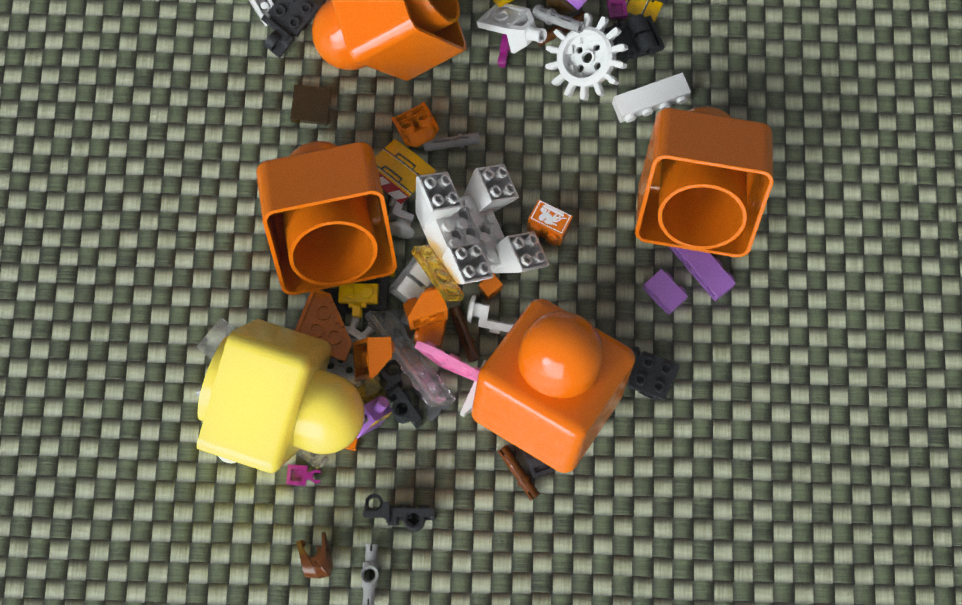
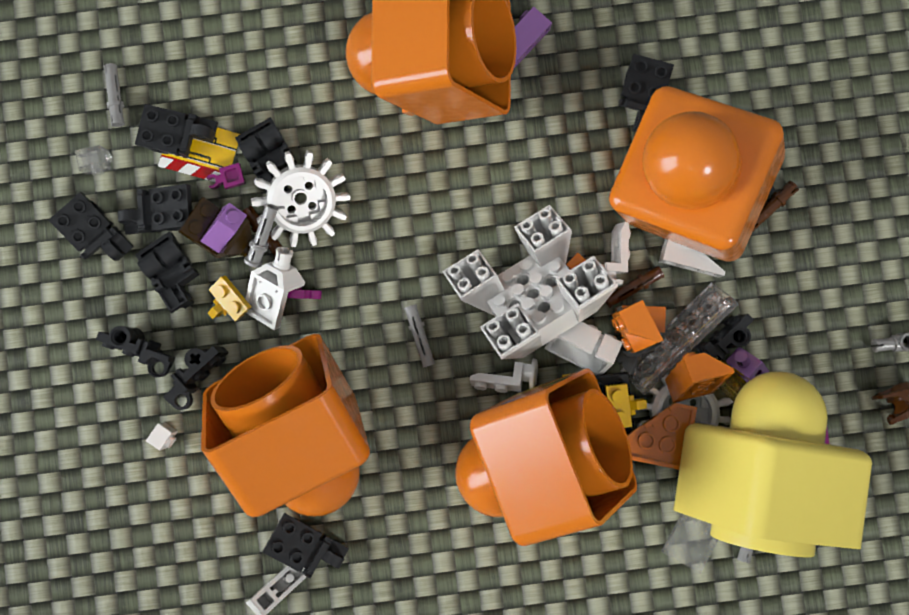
camera: 95 degrees left, 10 degrees up
(311, 104) = (399, 501): dark brown tile -> none
(399, 170) = (465, 388): yellow sticker -> none
(403, 512) = (841, 316): black plate -> none
(416, 125) = (408, 378): orange slope -> none
(437, 273) = (599, 318): clear yellow plate -> none
(448, 362) = (680, 286): bright pink plate -> none
(549, 223) = (499, 212): orange brick -> none
(651, 98) = (331, 120): white brick -> none
(665, 291) = (552, 80): medium lavender brick -> none

